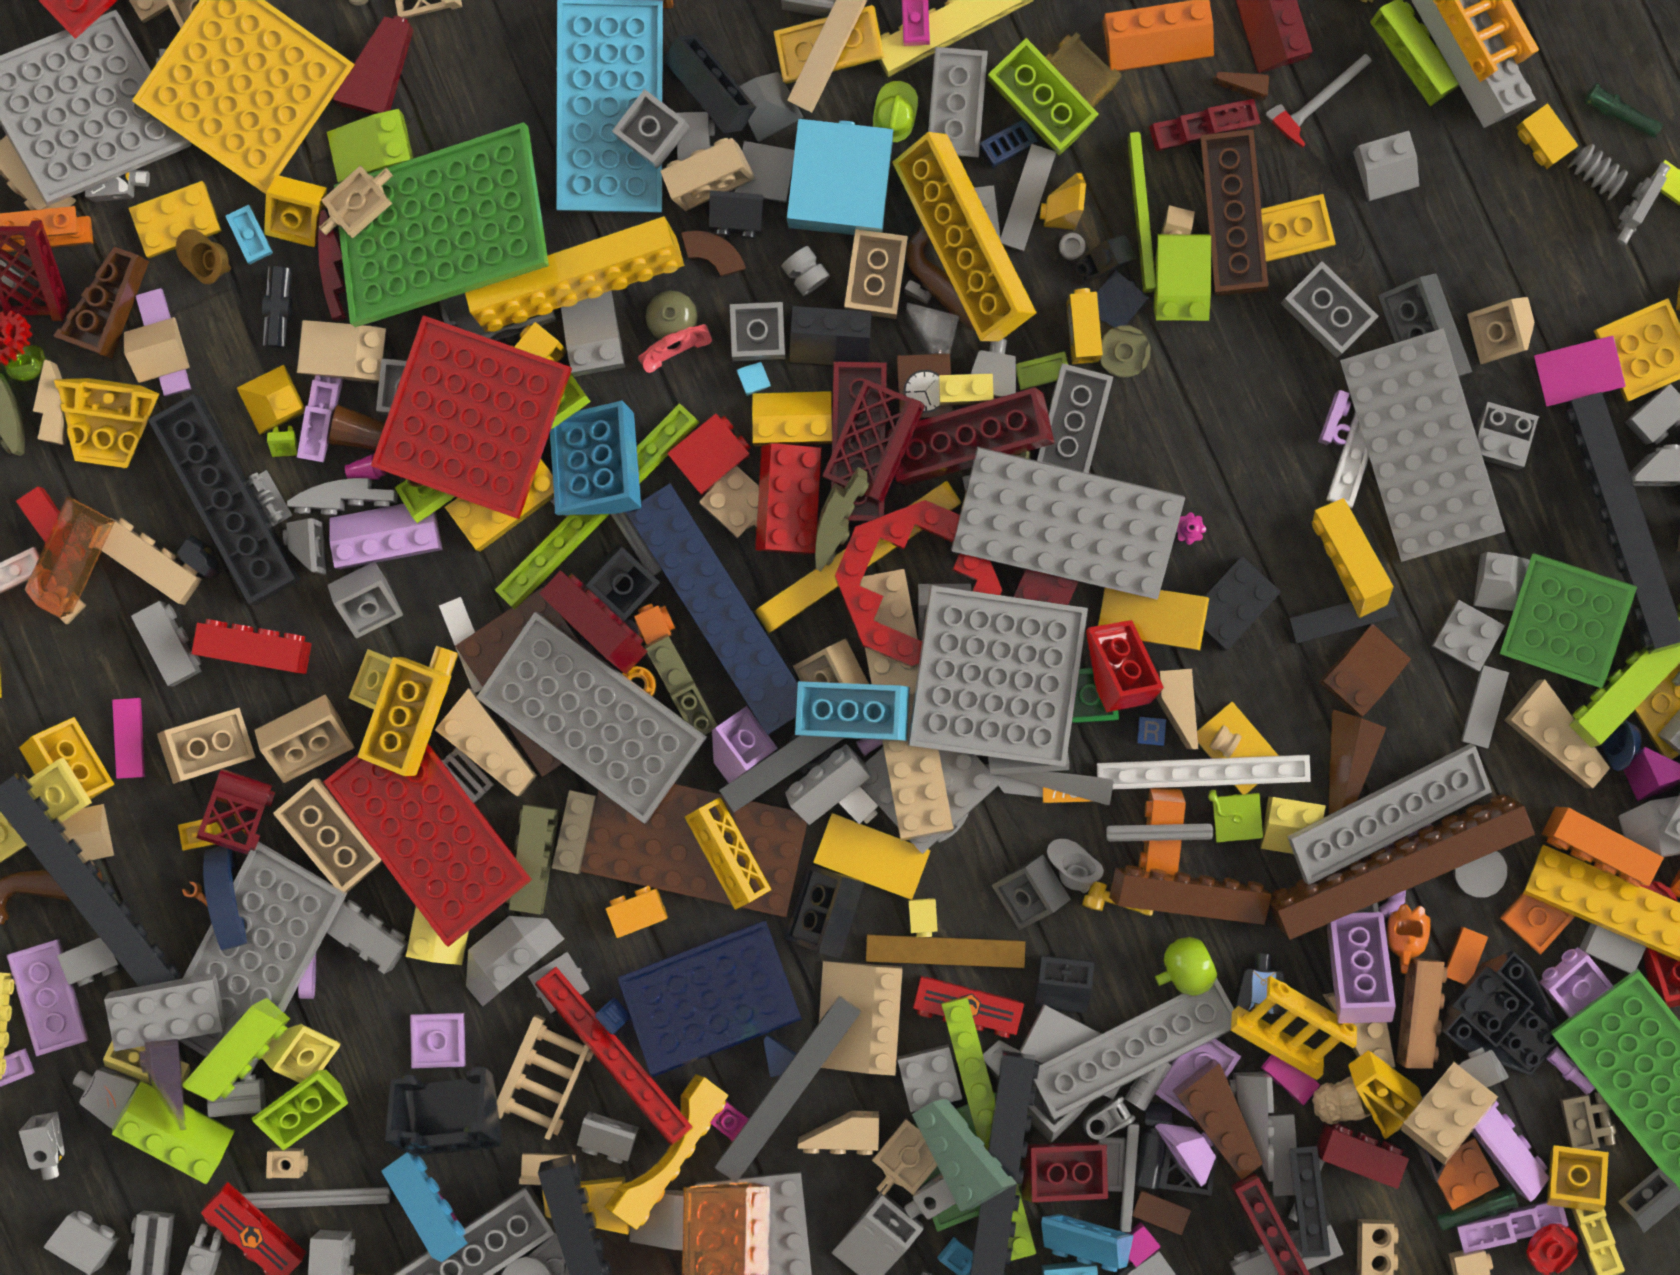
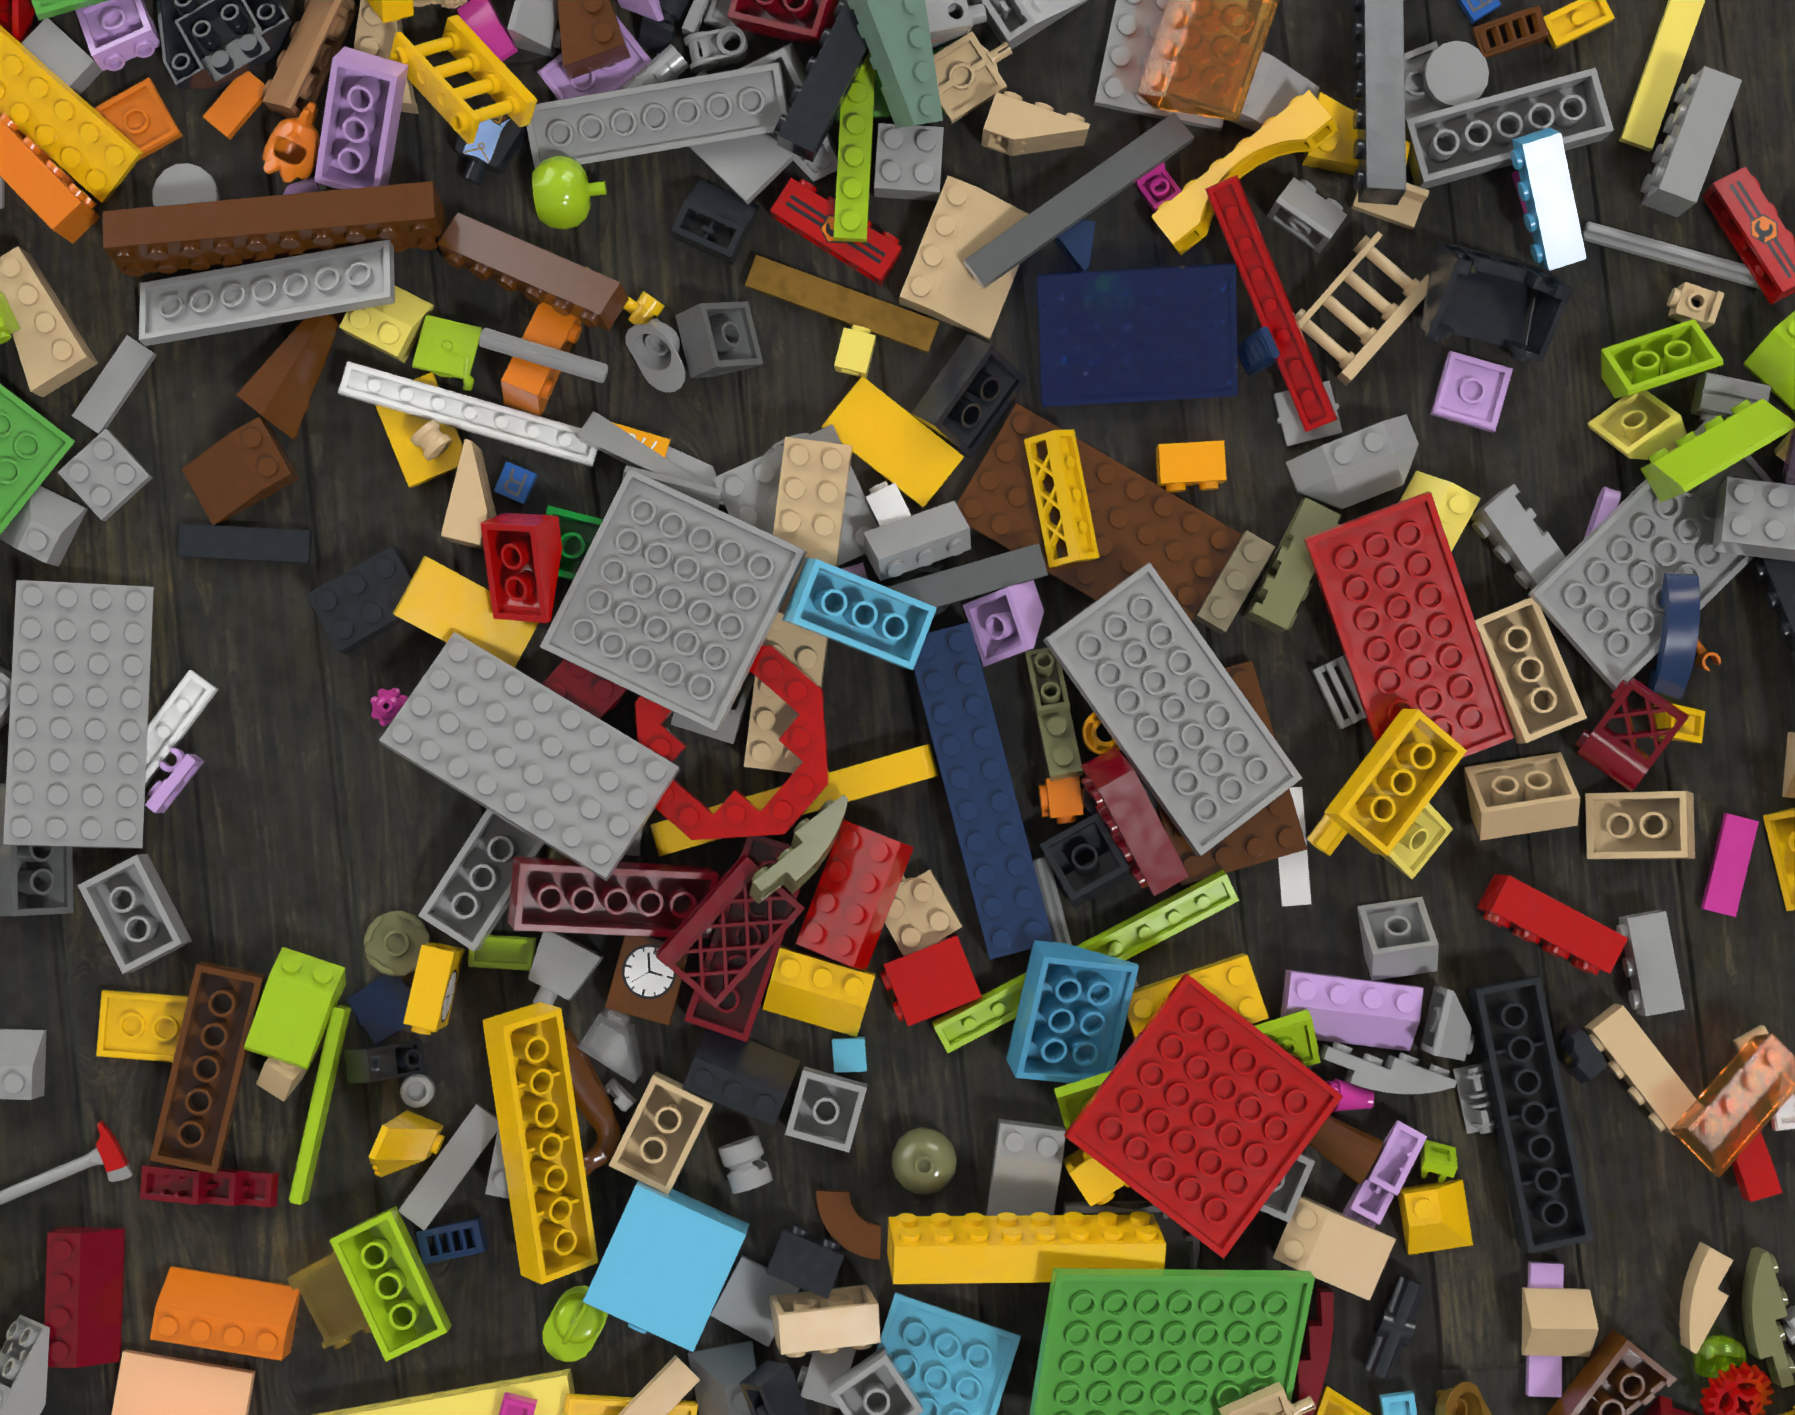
camera: 165 degrees left, 0 degrees up
(105, 418) = (1643, 1259): yellow wedge -> none
(481, 738) = (1309, 725): tan wedge -> none
(658, 352) = (952, 1123): coral piece -> none
(831, 665) = (866, 678): tan slope -> none
(958, 97) = (492, 1316): light grey tile -> none
(965, 389) = (599, 956): light yellow brick -> none
(1248, 84) = (137, 1216): reddish brown slope -> none
(1352, 557) = (207, 608): yellow wedge -> none

